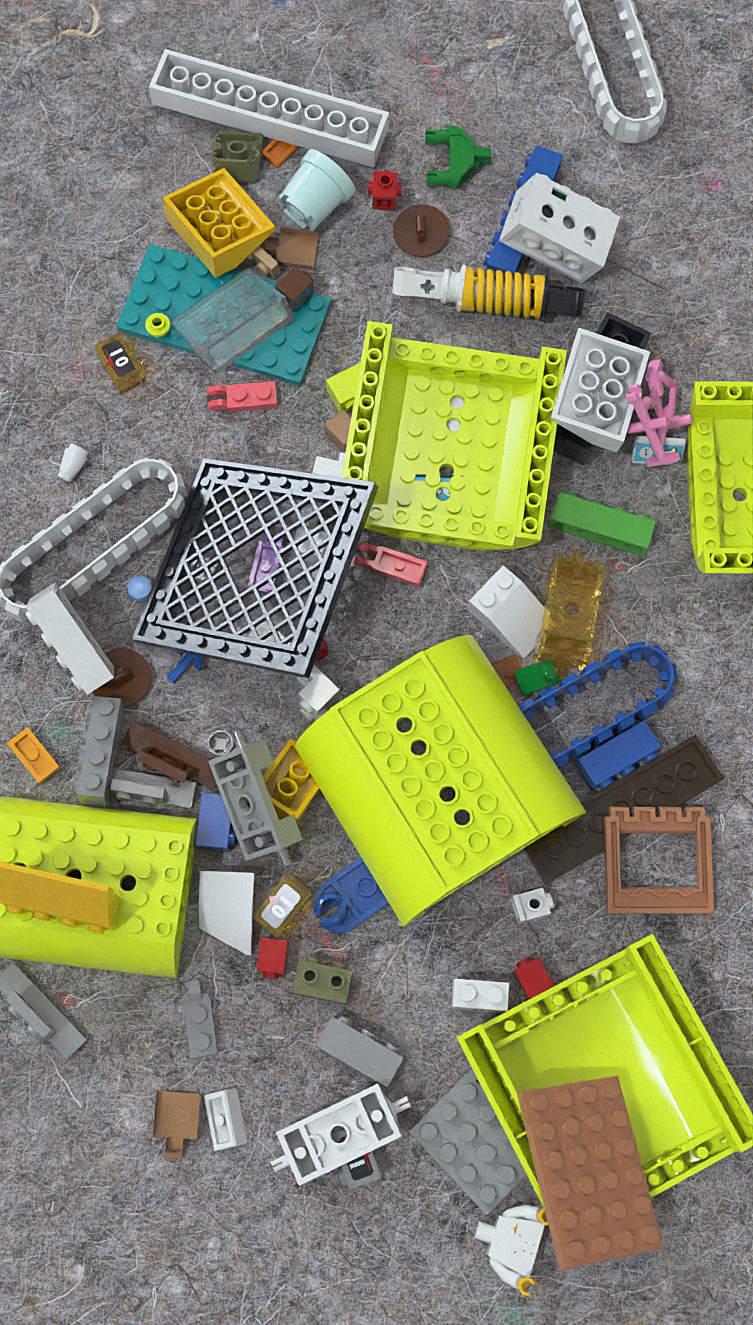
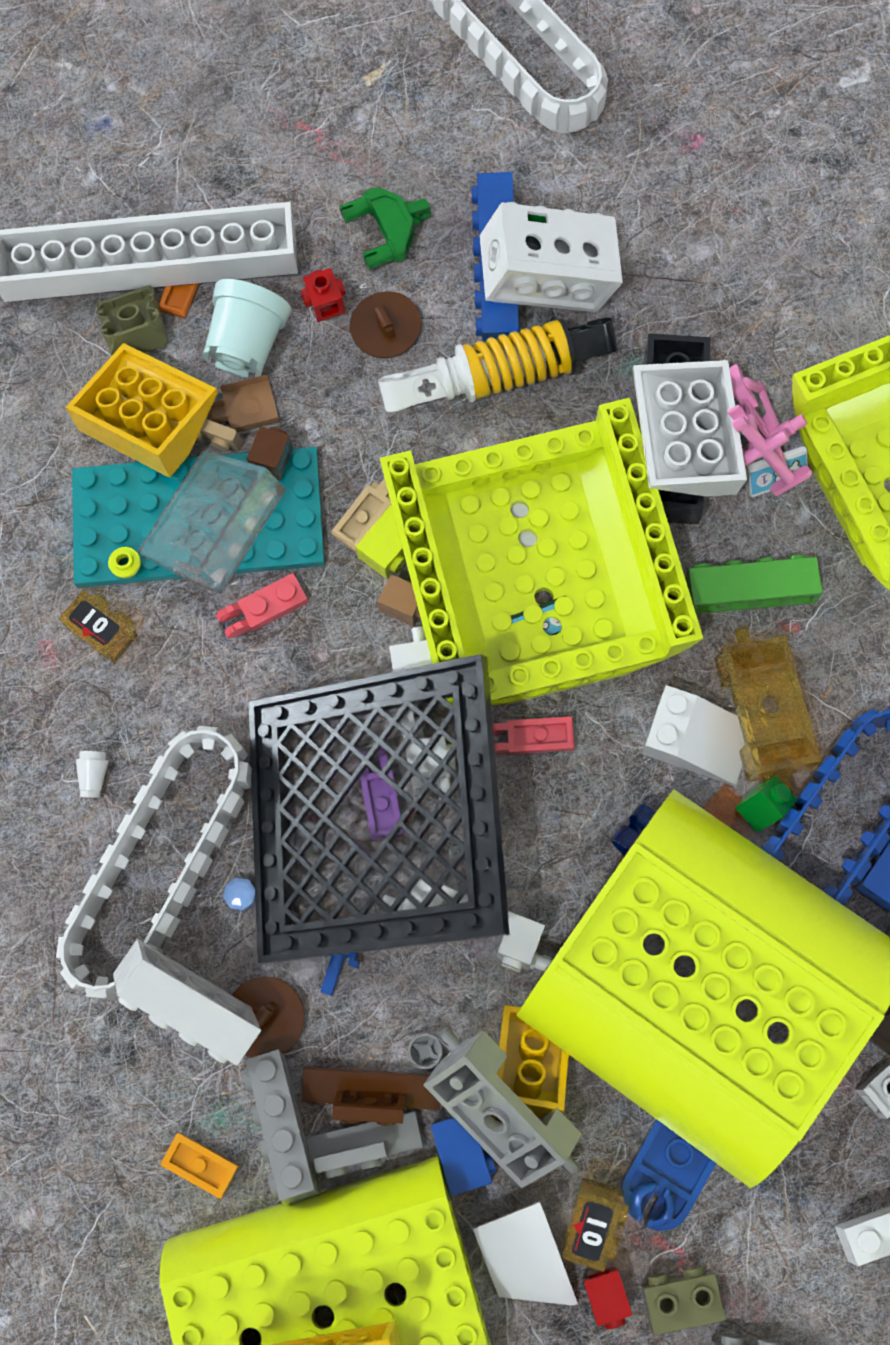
camera: 15 degrees left, 0 degrees up
(339, 360) = (362, 515): none -> tan hinge

